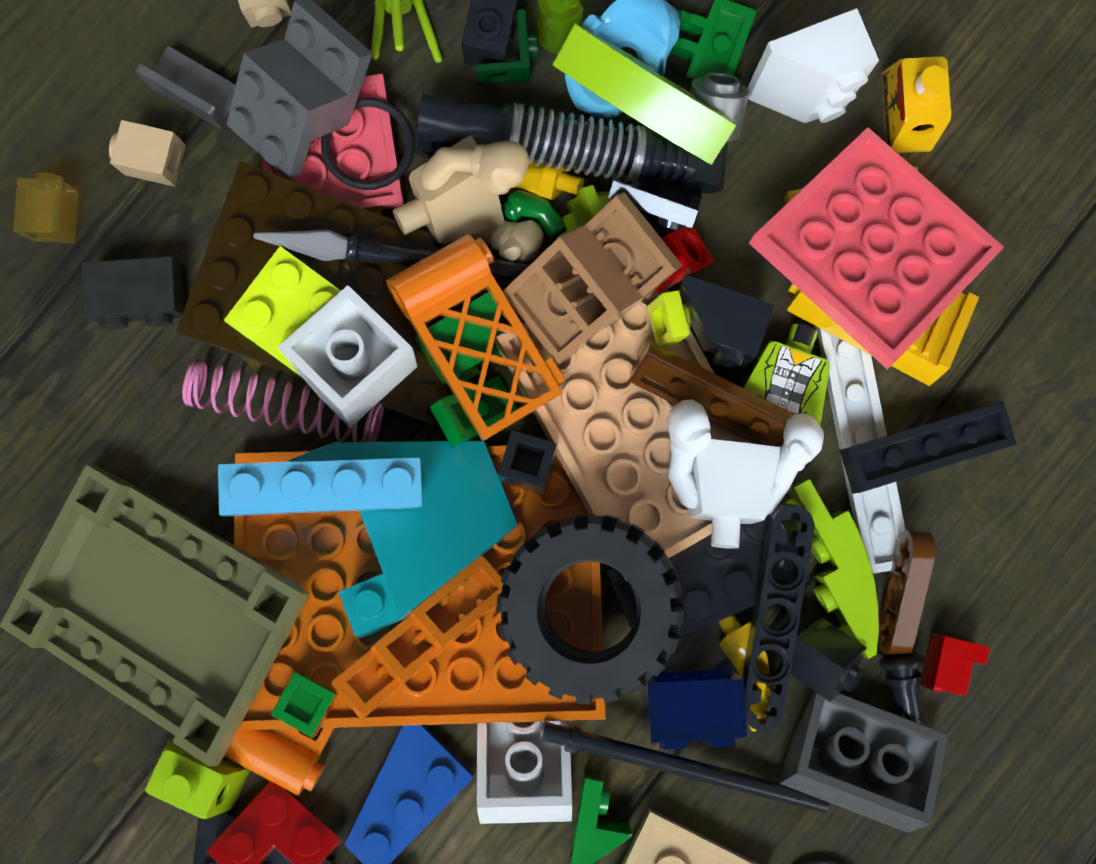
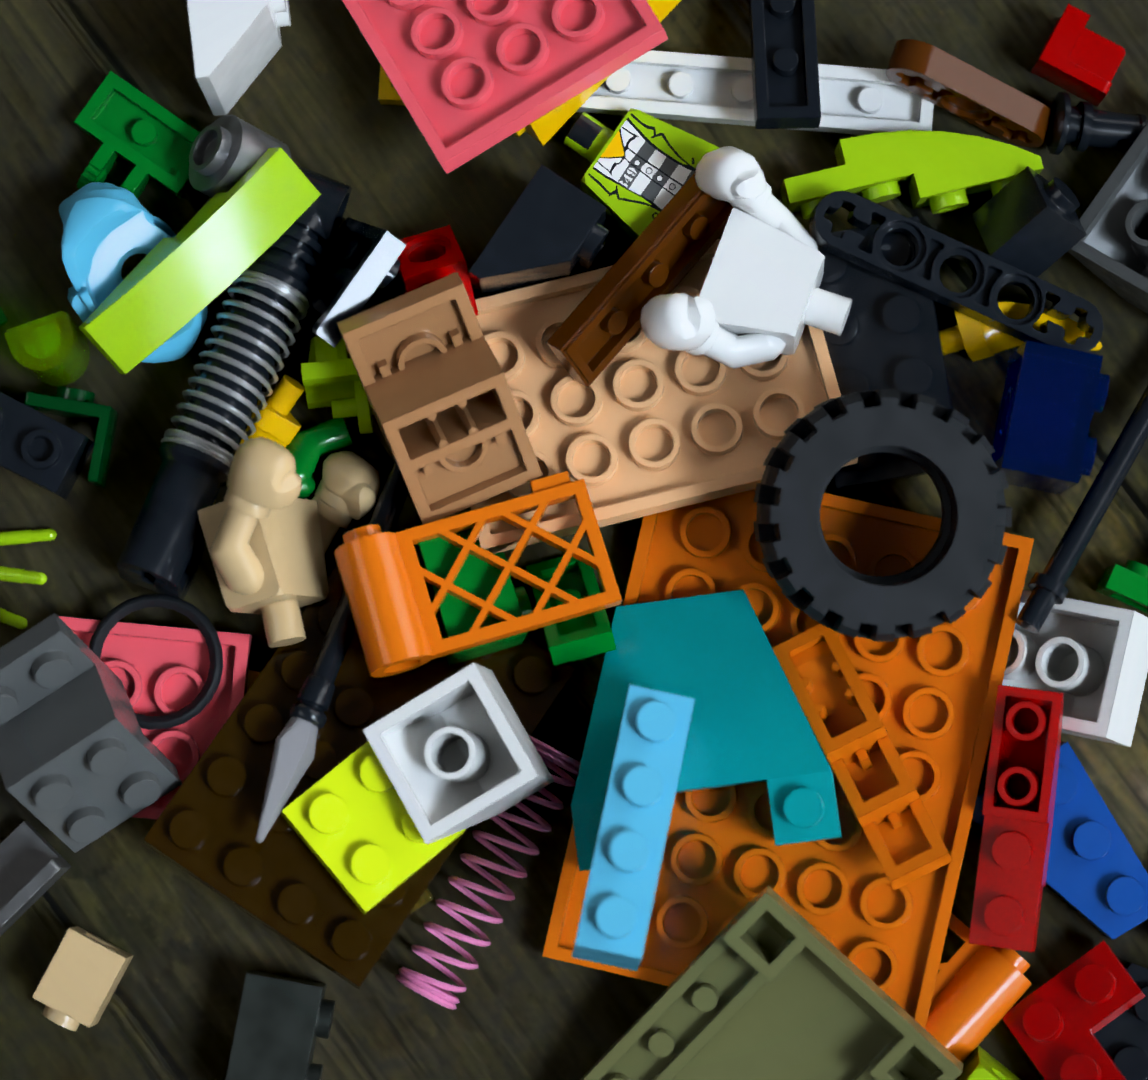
camera: 80 degrees left, 0 degrees up
(304, 704) = (912, 933): green plate -> none
(406, 757) = (1017, 818): none -> red slope
(528, 462) = (665, 550): black brick -> none
(669, 319) = (518, 309): neon yellow plate -> none

